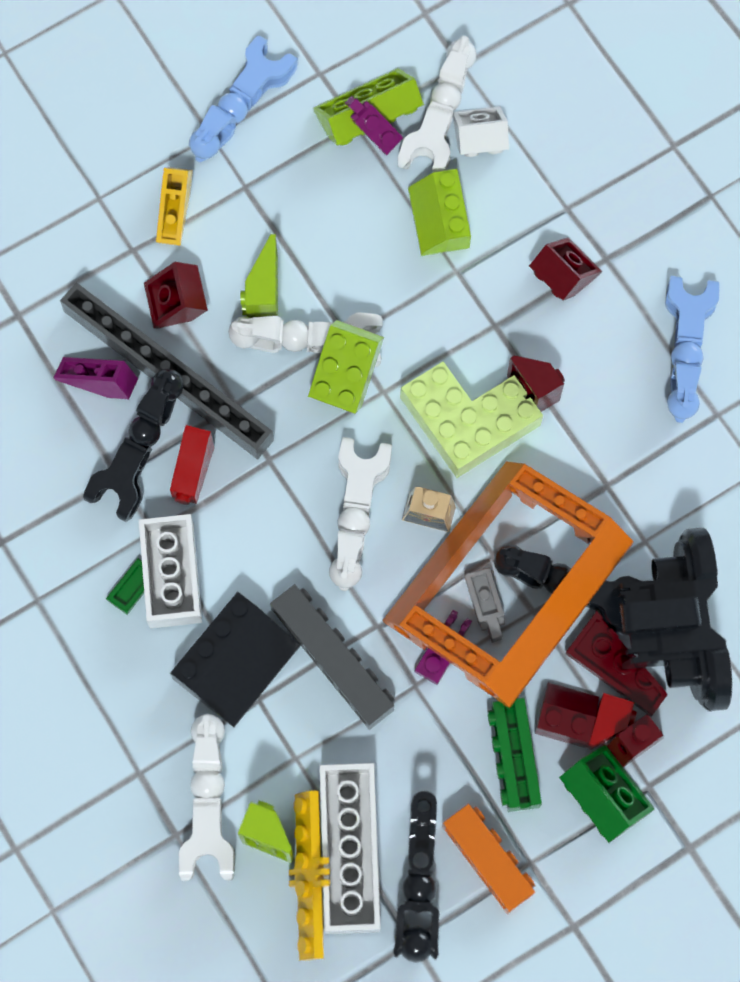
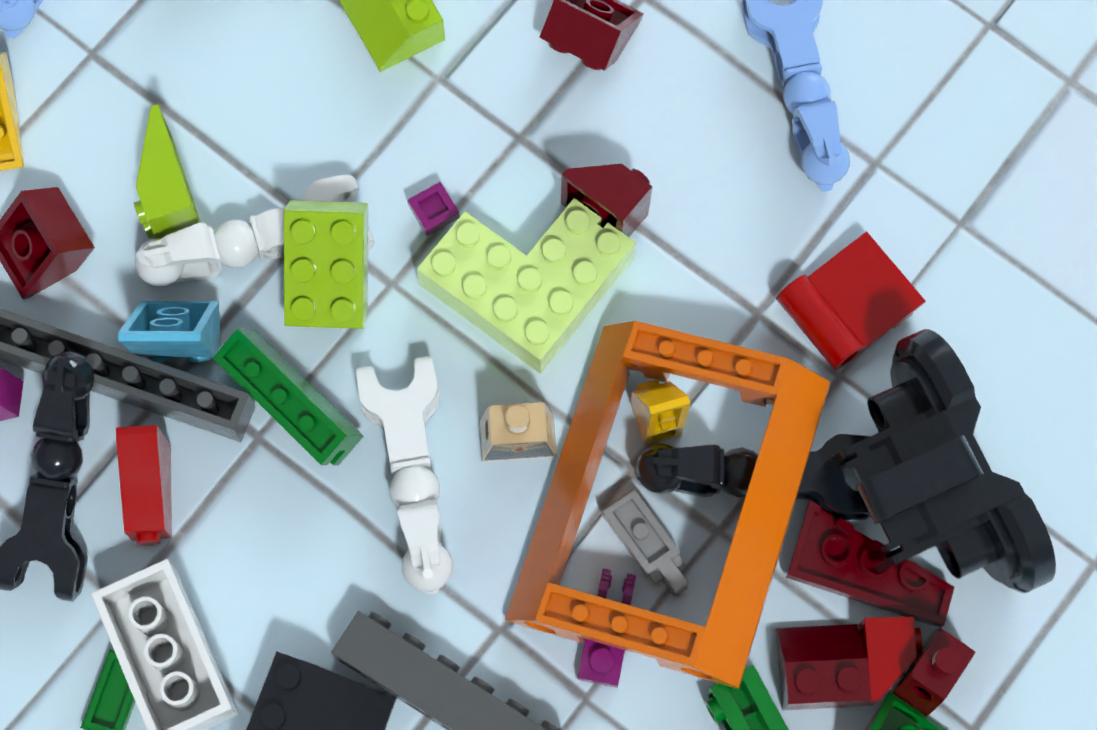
camera: 20 degrees left, 0 degrees up
(239, 376) = (173, 330): none -> medium azure slope
(295, 441) = (288, 397): none -> green brick
(424, 353) = (433, 208): none -> magenta plate
(521, 525) = (659, 410): none -> yellow slope
(668, 496) = (850, 301): none -> red door

